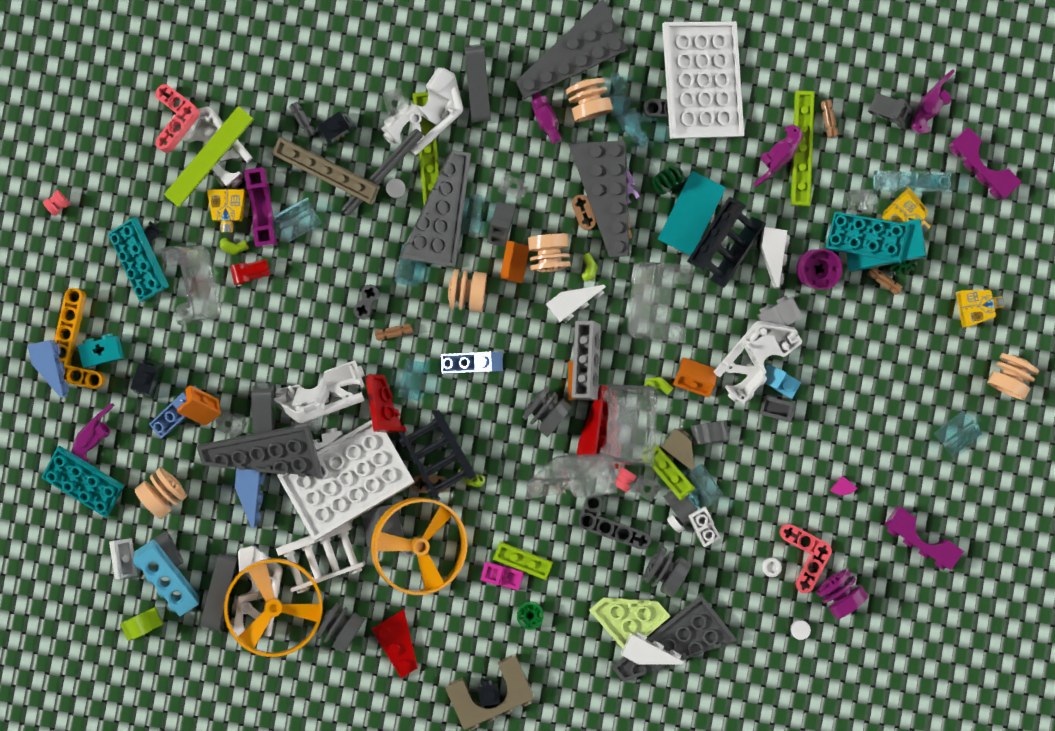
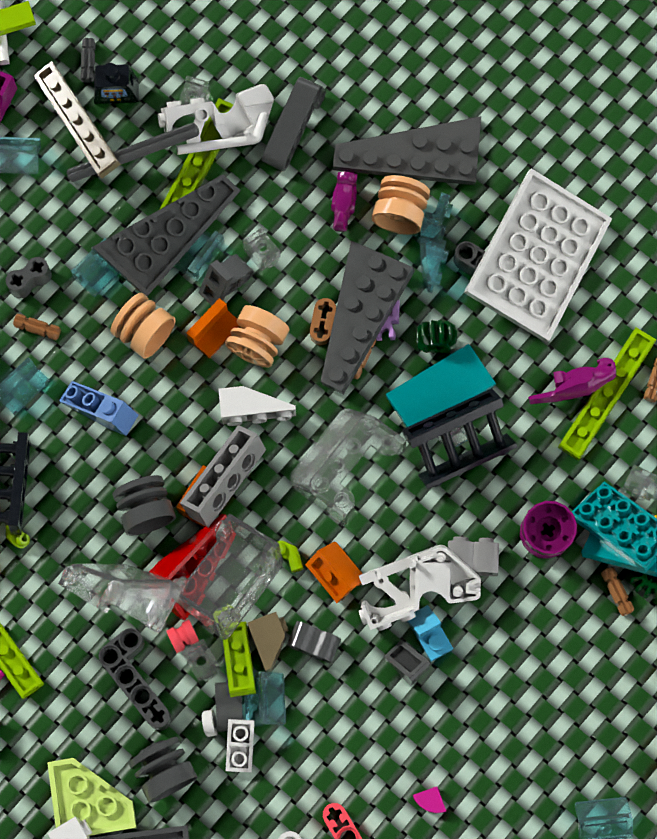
camera: 30 degrees right, 15 degrees down
(395, 188) = (138, 182): white tile -> none
(591, 267) = (293, 384): lime arm -> none
(772, 248) = (510, 477): white slope -> none

